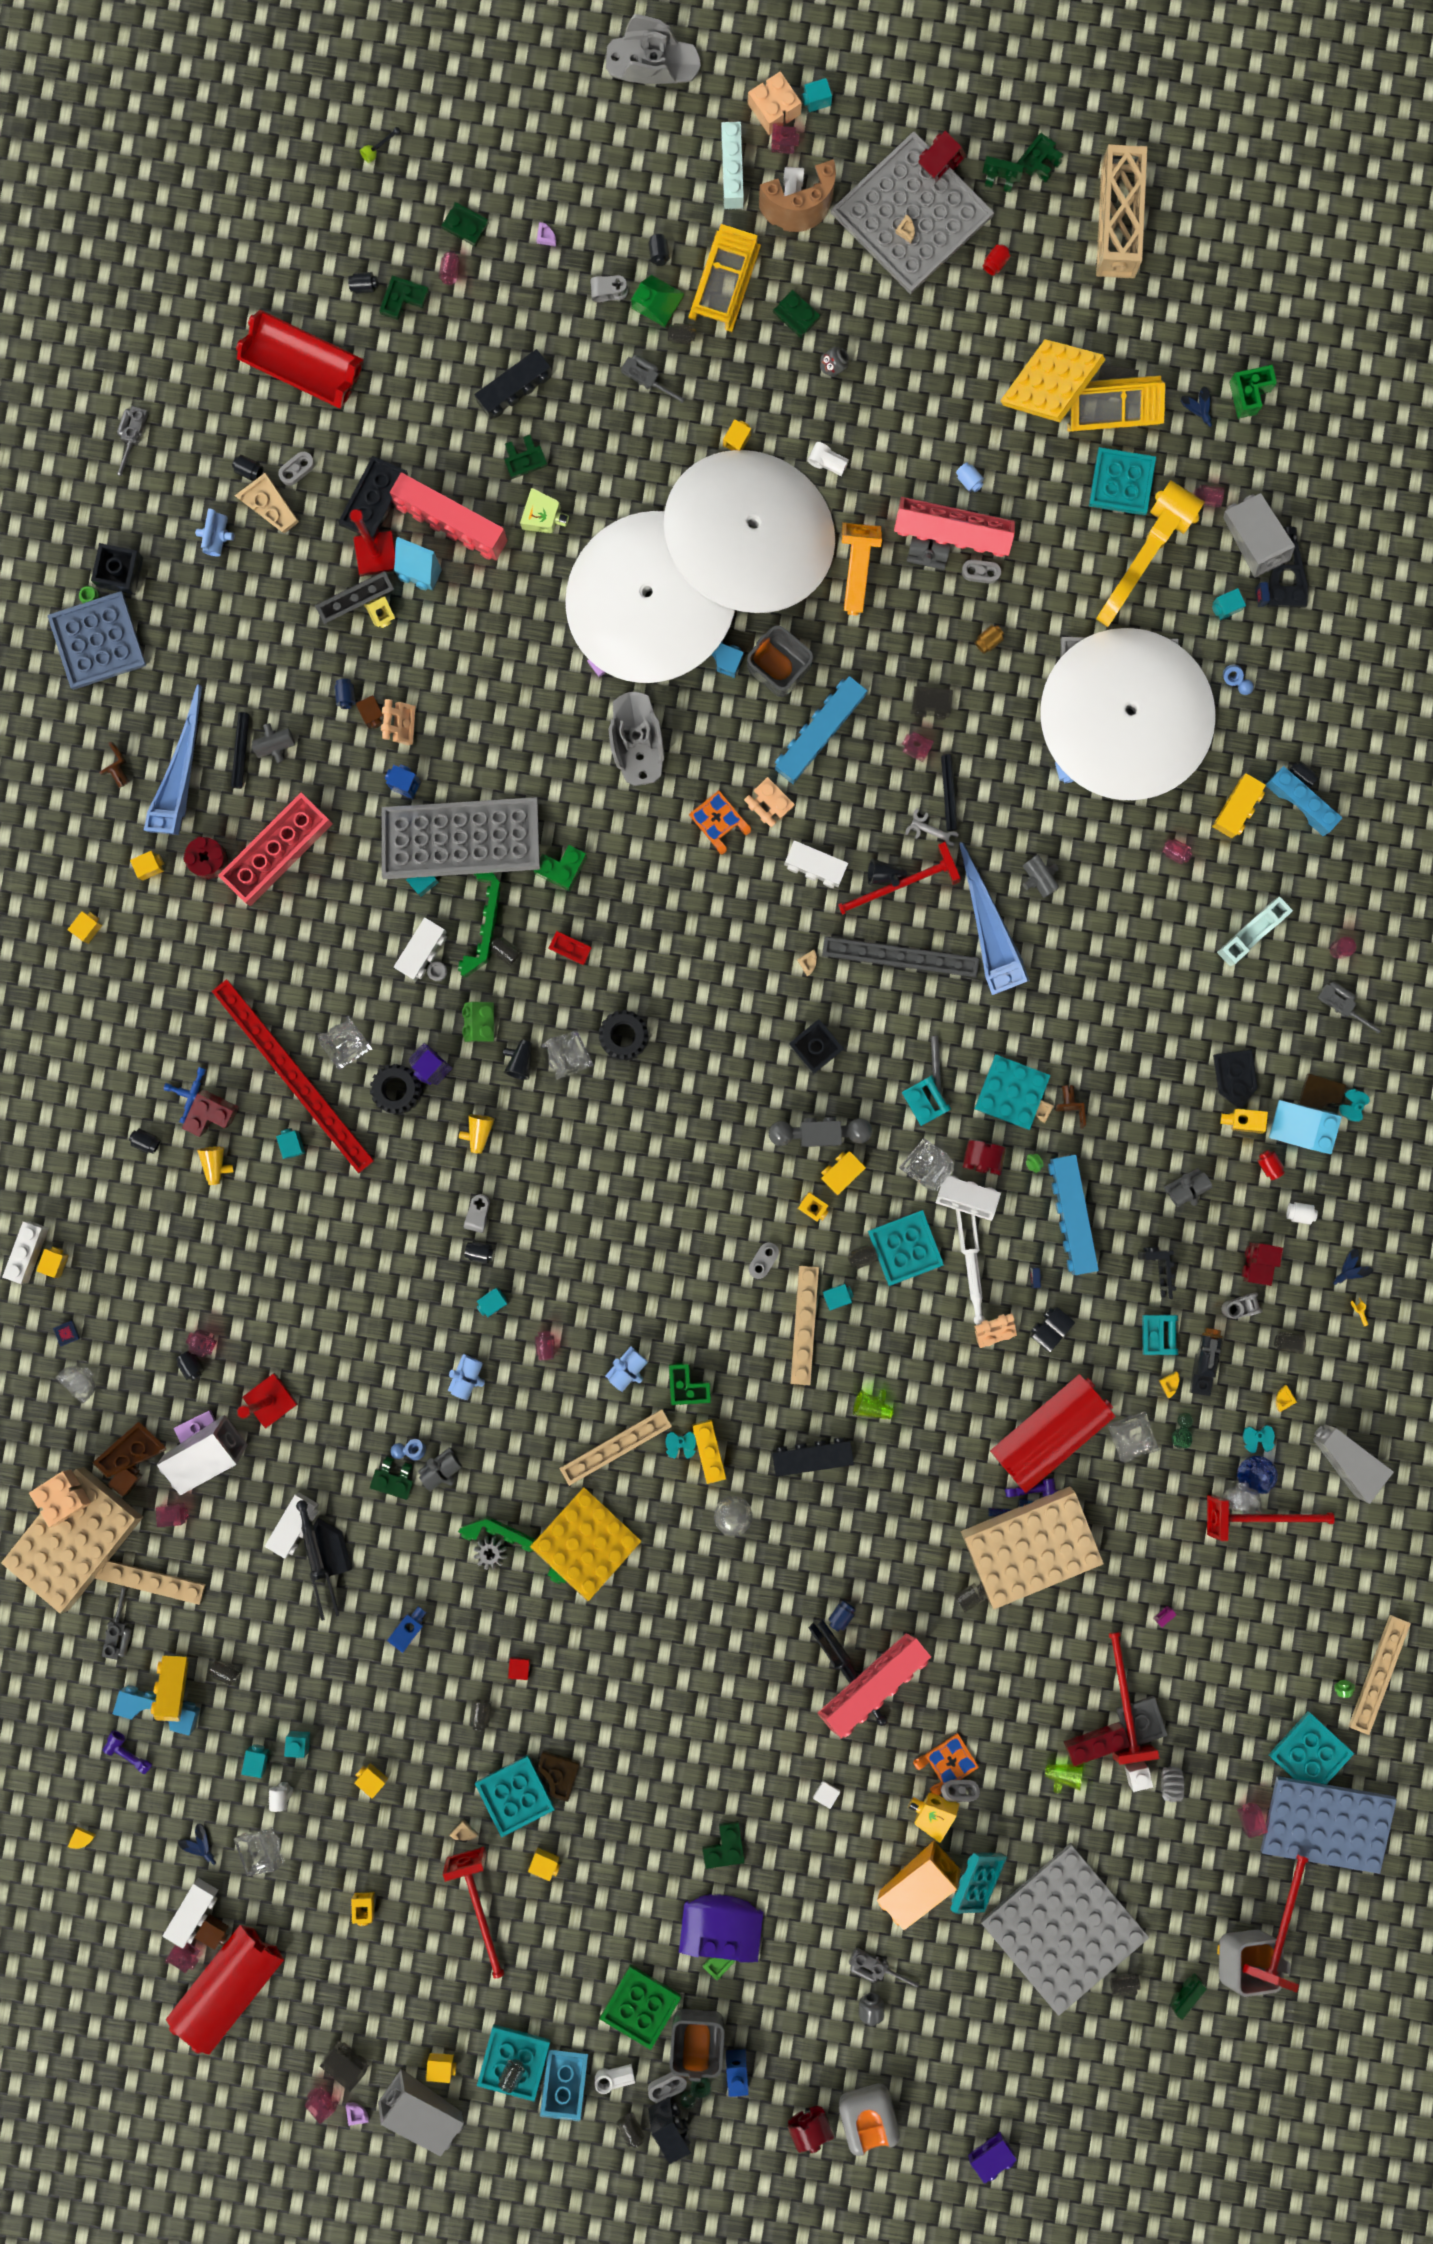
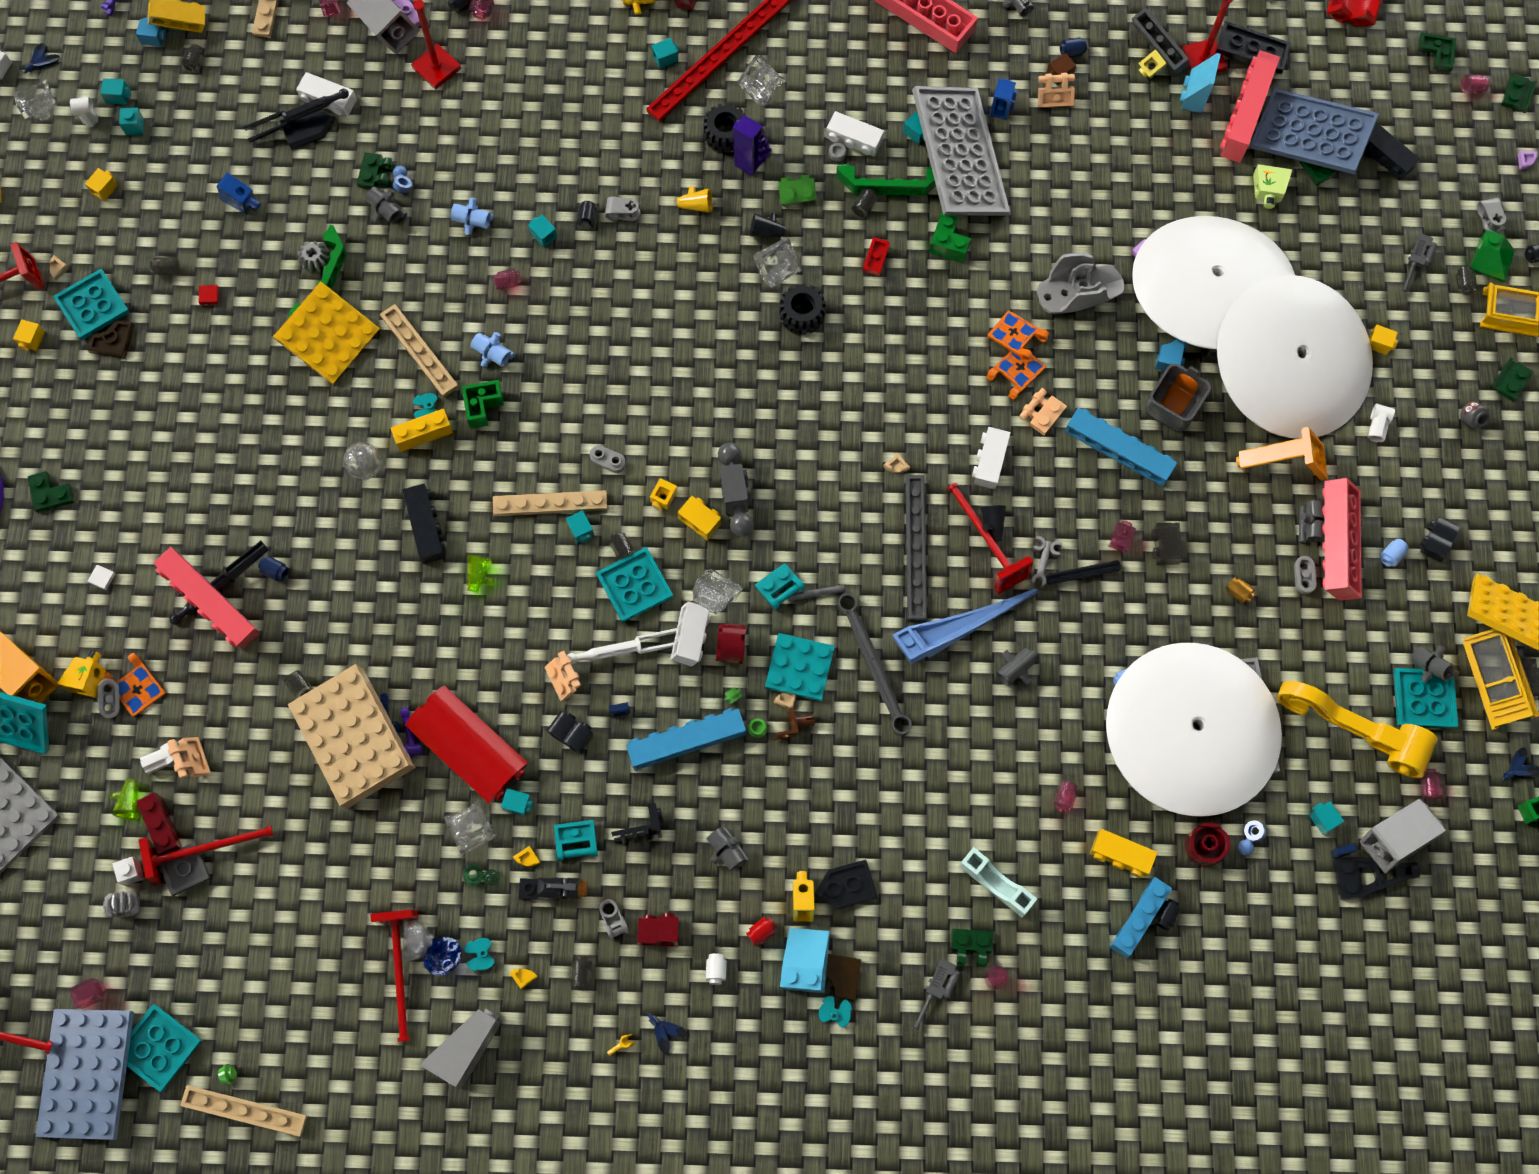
camera: 80 degrees right, 15 degrees down
(363, 282) = (1443, 17): black brick -> none
(488, 453) = (1314, 131): none -> sand blue plate
(677, 817) = (1015, 333): none -> orange flag
(815, 1047) = (816, 476): black brick -> none
(961, 429) = (1439, 539): none -> black brick
(1019, 1017) = (874, 664): none -> dark grey piece
(1026, 1735) = (158, 760): none -> white piece
(1030, 1707) = (193, 755): none -> light nougat plate
(1069, 1142) = (757, 728): none -> bright green plate
(1095, 465) = (1434, 664): none -> dark grey pin
(1117, 1388) = (517, 803): none -> teal brick
(1164, 1616) = (291, 878): magenta tile -> none
(1250, 715) = (1198, 851): none -> dark red brick
(1303, 966) = (972, 941): none -> dark green plate

